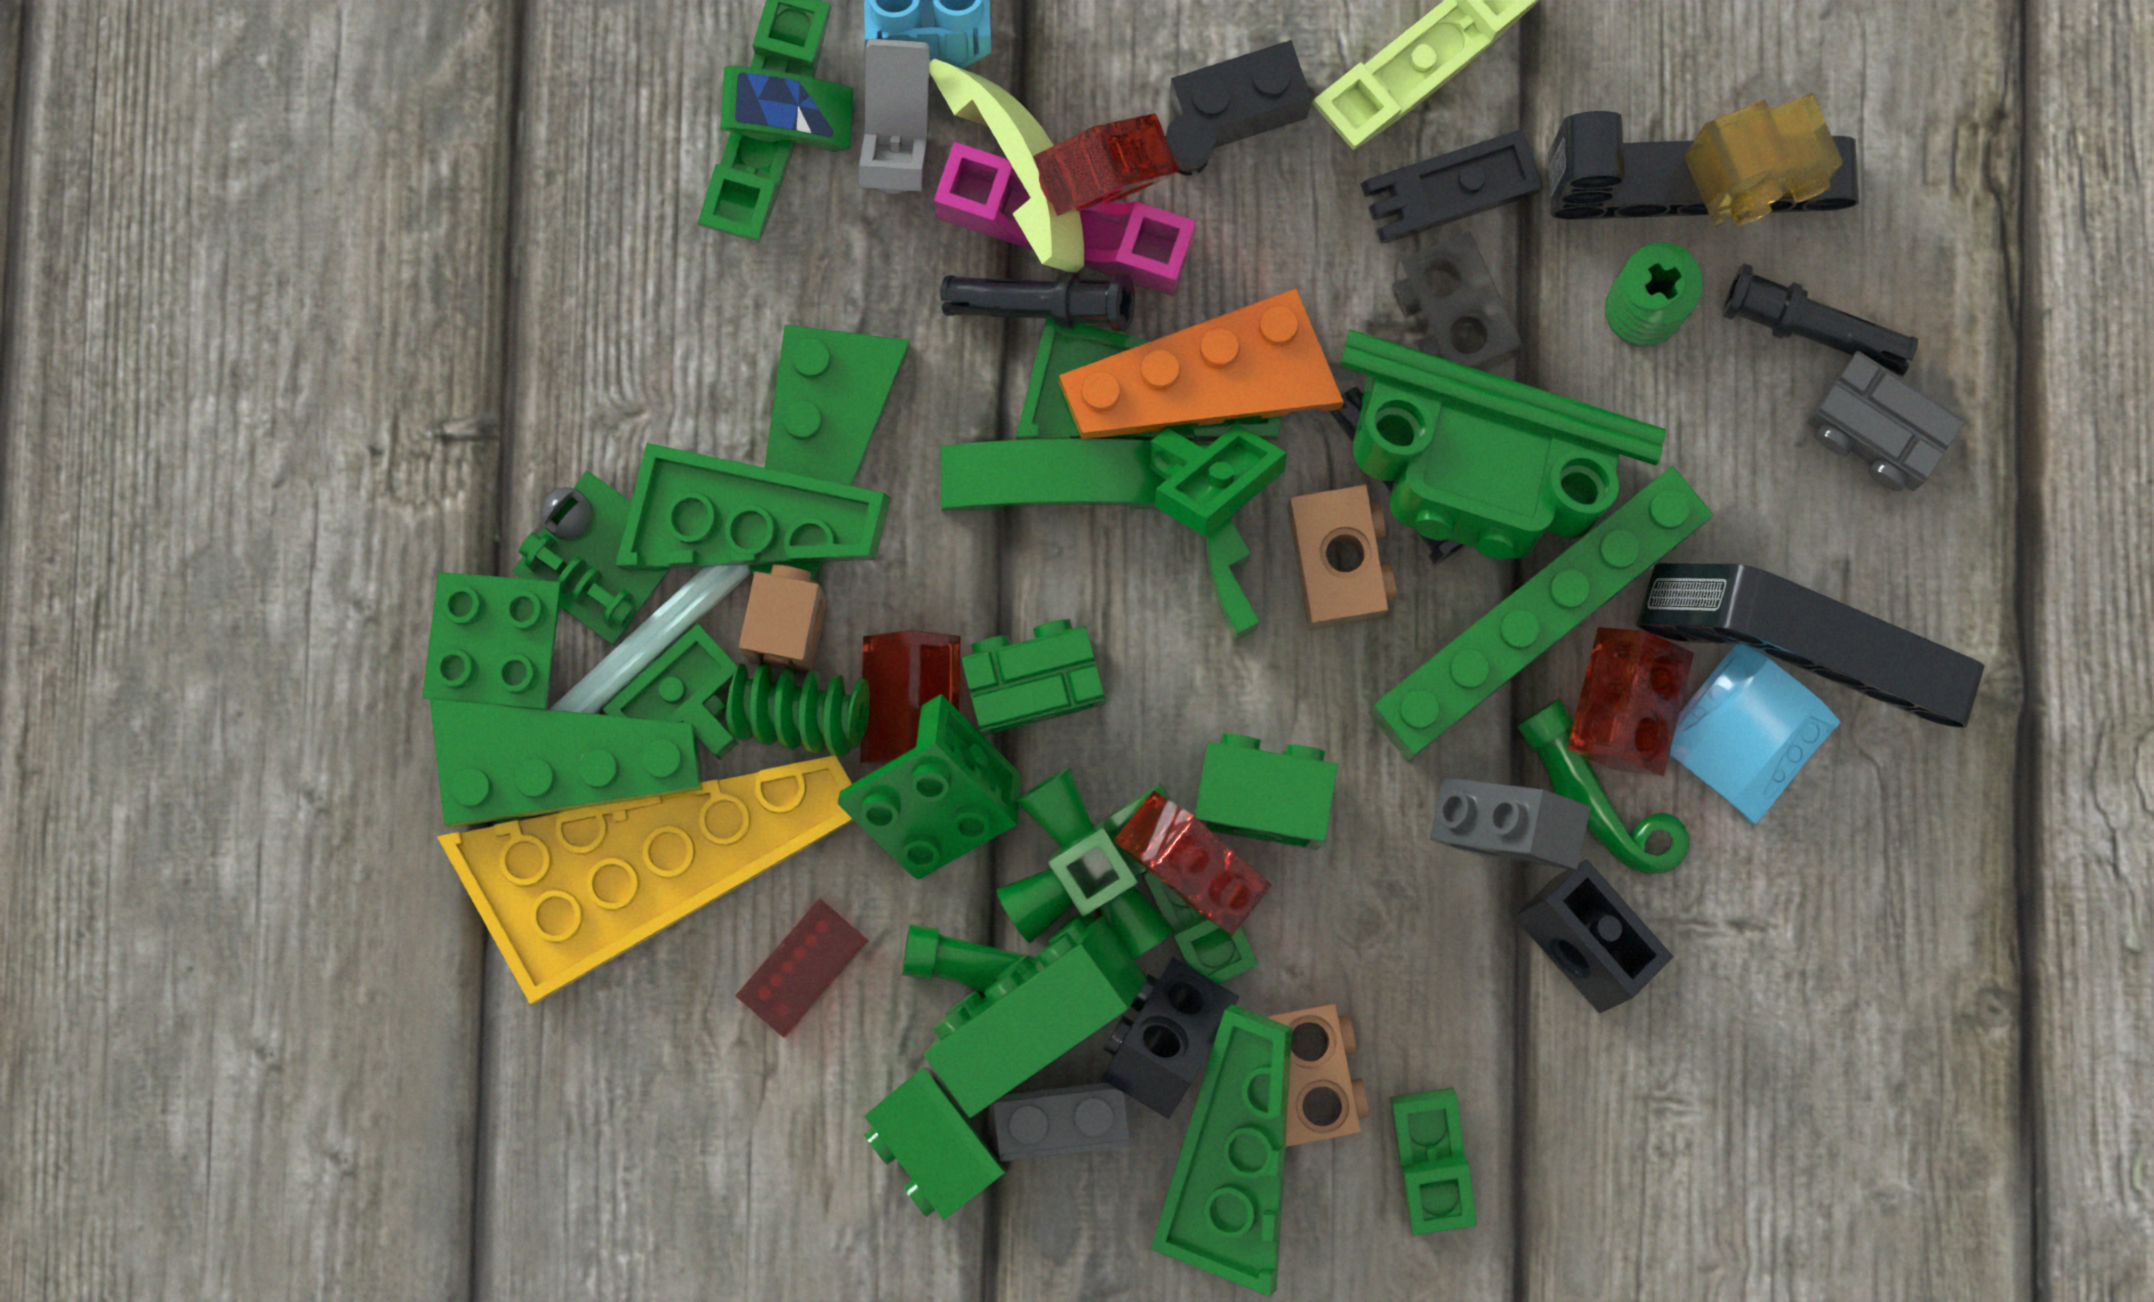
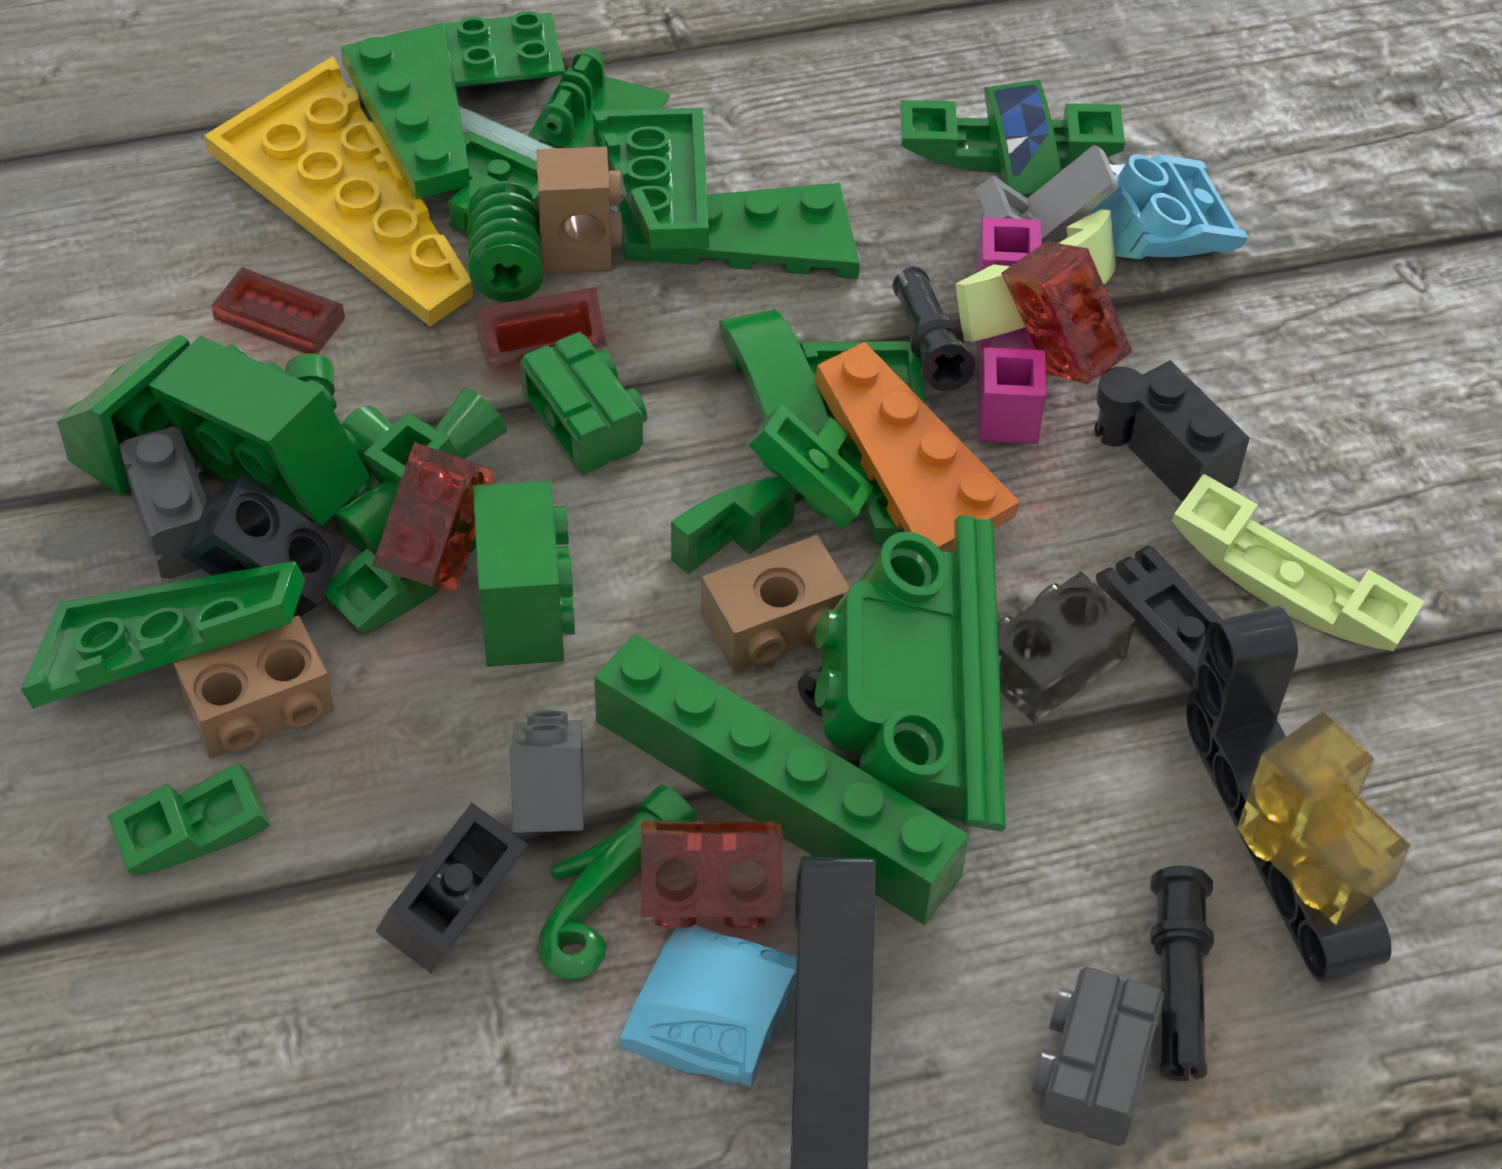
camera: 70 degrees right, 30 degrees down
(575, 522) = (627, 81): dark grey hinge -> none
(939, 795) = (459, 338): green bracket -> none
(1653, 294) = (1140, 784): green piece -> none

